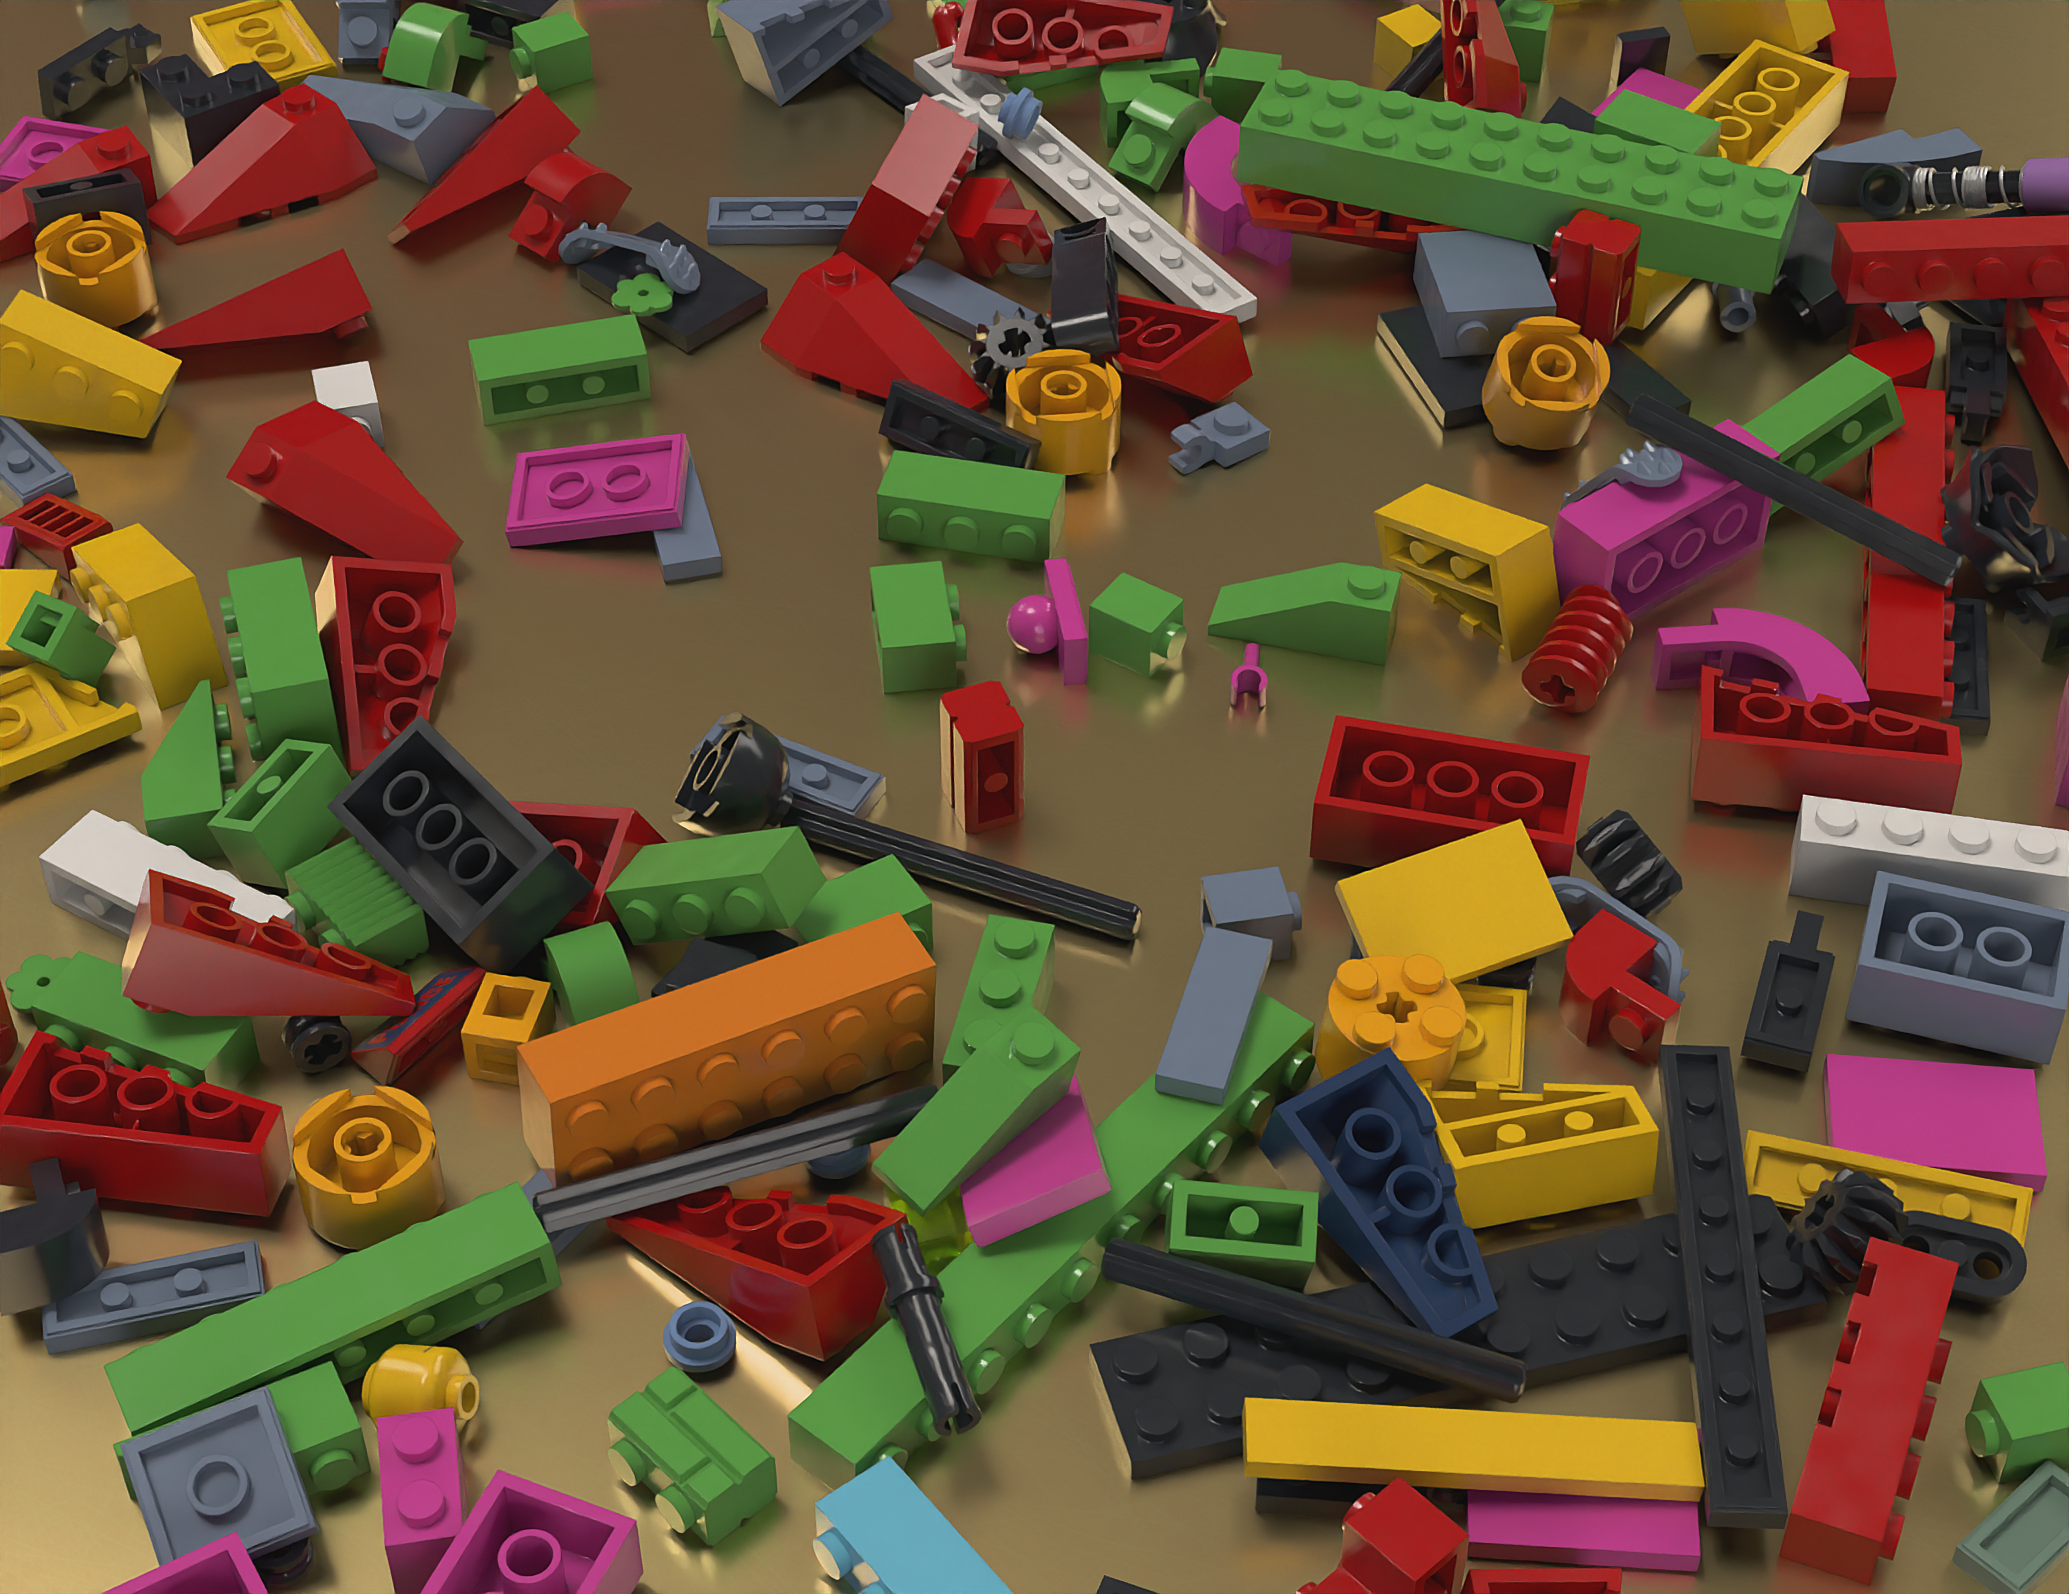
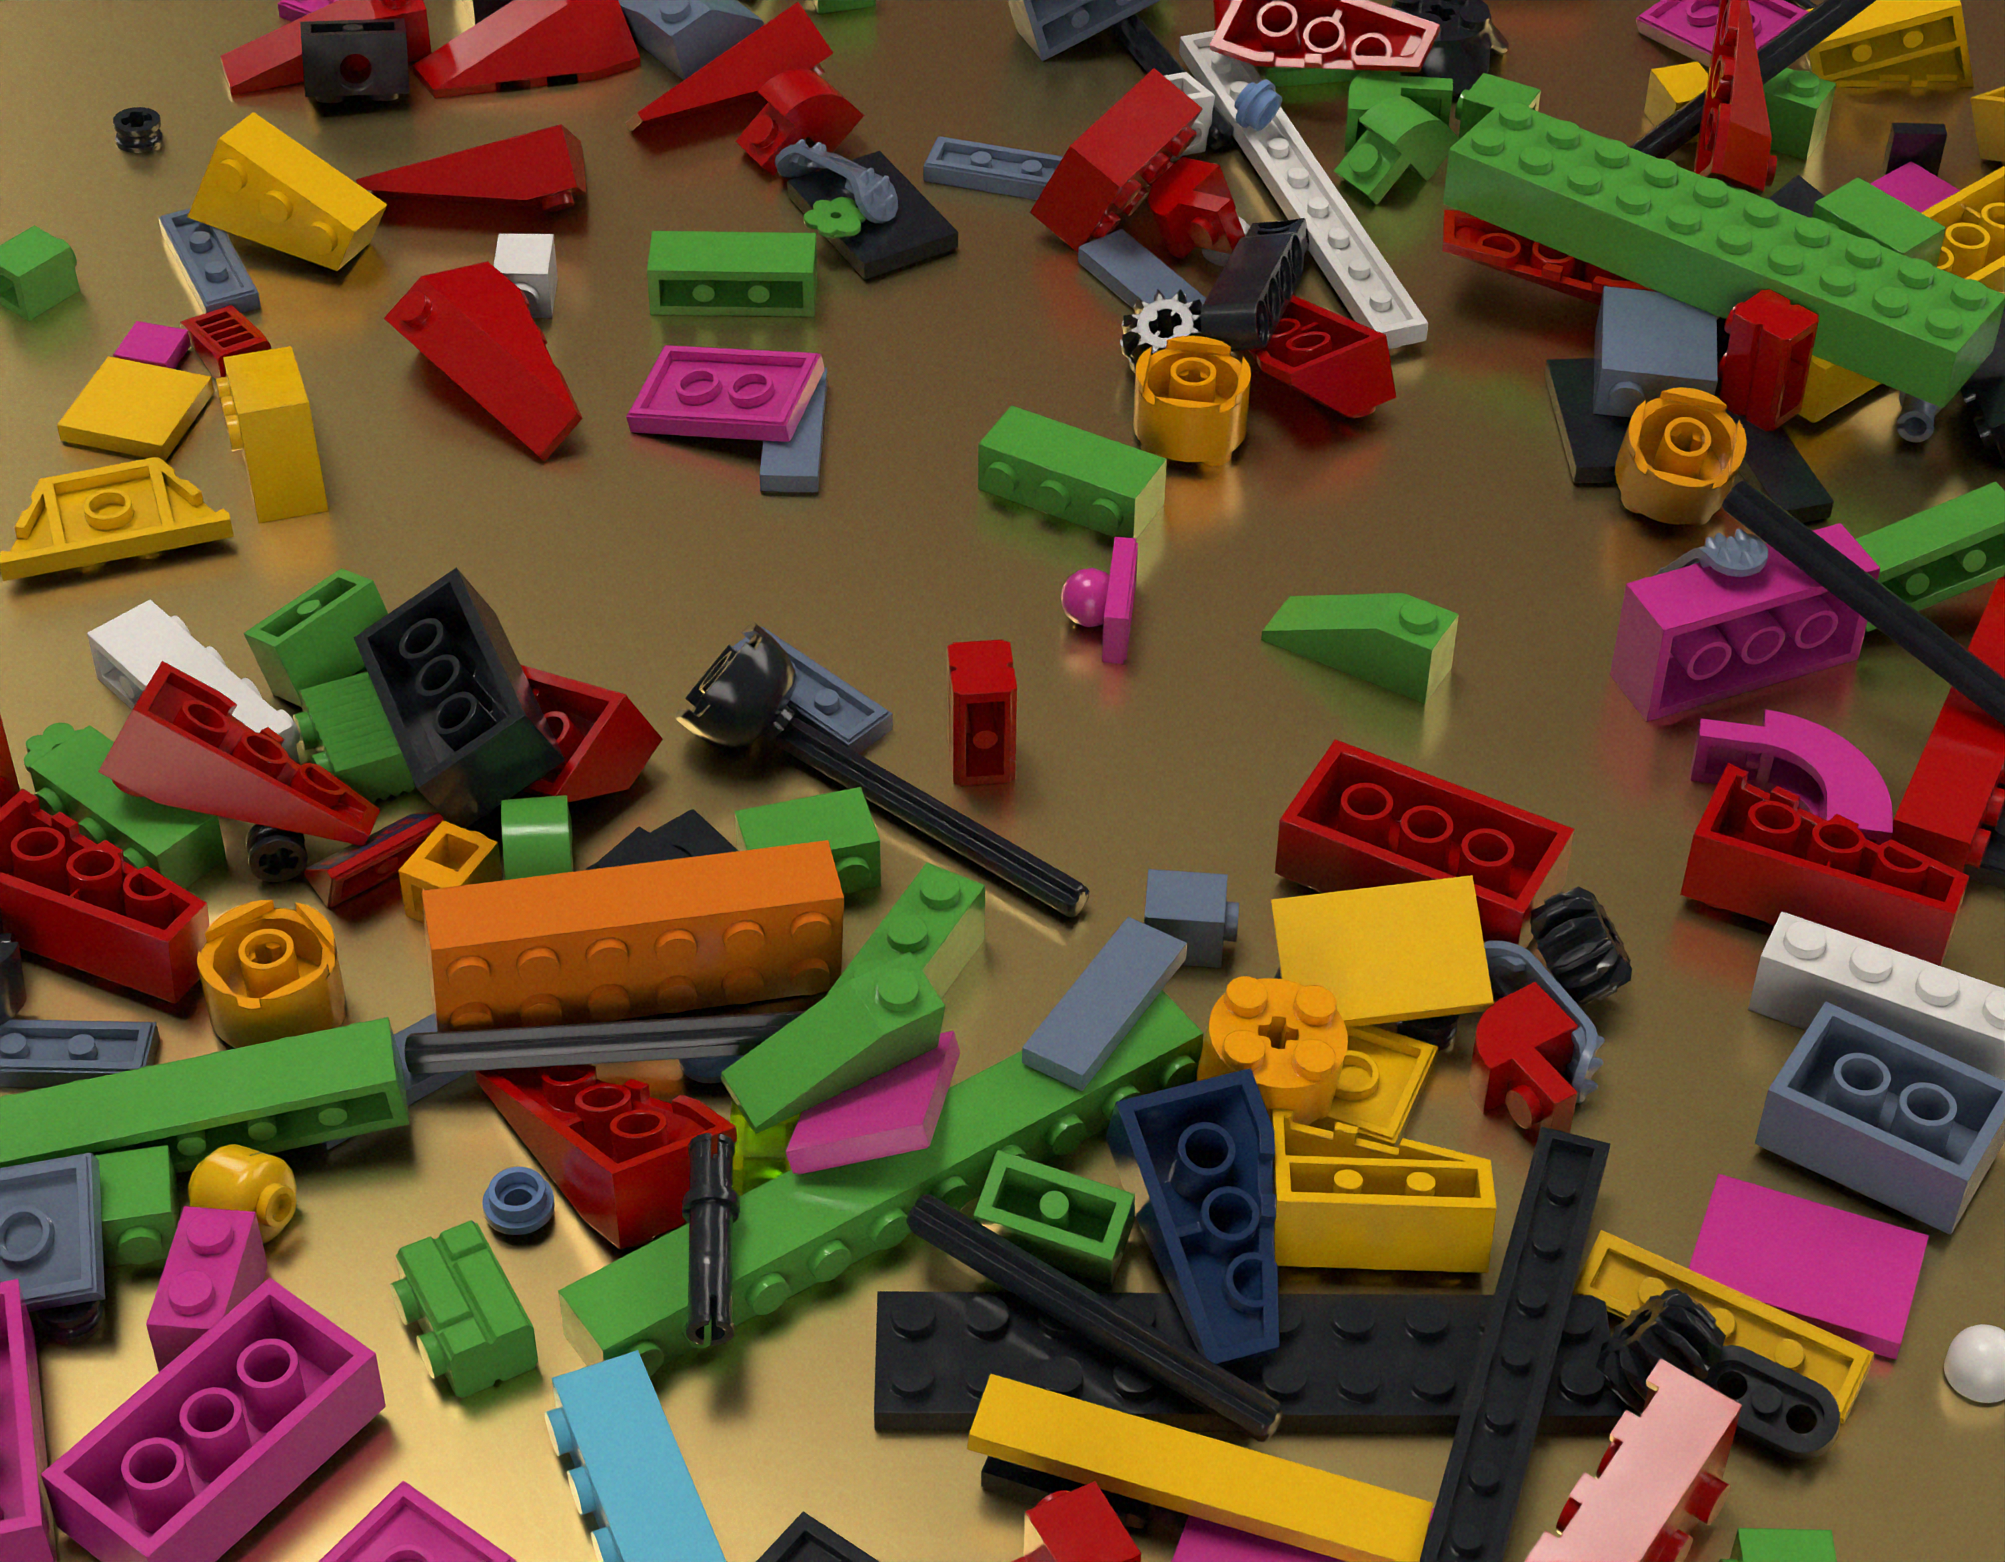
camera: 15 degrees right, 0 degrees up
(61, 639) = (184, 441): bright green brick -> none
(96, 268) = (343, 109): light orange brick -> none
(189, 777) = (252, 585): bright green slope -> none
(278, 658) = (367, 496): bright green brick -> none
(382, 646) = (473, 497): red wedge -> none
(716, 886) = (677, 782): bright green brick -> none
(859, 333) = (1030, 294): red wedge -> none
(915, 626) = (972, 577): bright green brick -> none
(951, 430) = (1080, 398): black tile -> none
(1136, 625) = (1187, 616): bright green brick -> none
(1214, 199) = (1421, 223): dark pink arch -> none
(1222, 435) = (1346, 450): sand blue plate -> none
(1249, 676) = (1281, 688): dark pink hand -> none
(1477, 560) = (1548, 619): yellow wedge -> none
(1578, 650) = (1616, 725): red piece -> none
(1790, 997) = (1702, 1109): black hinge -> none

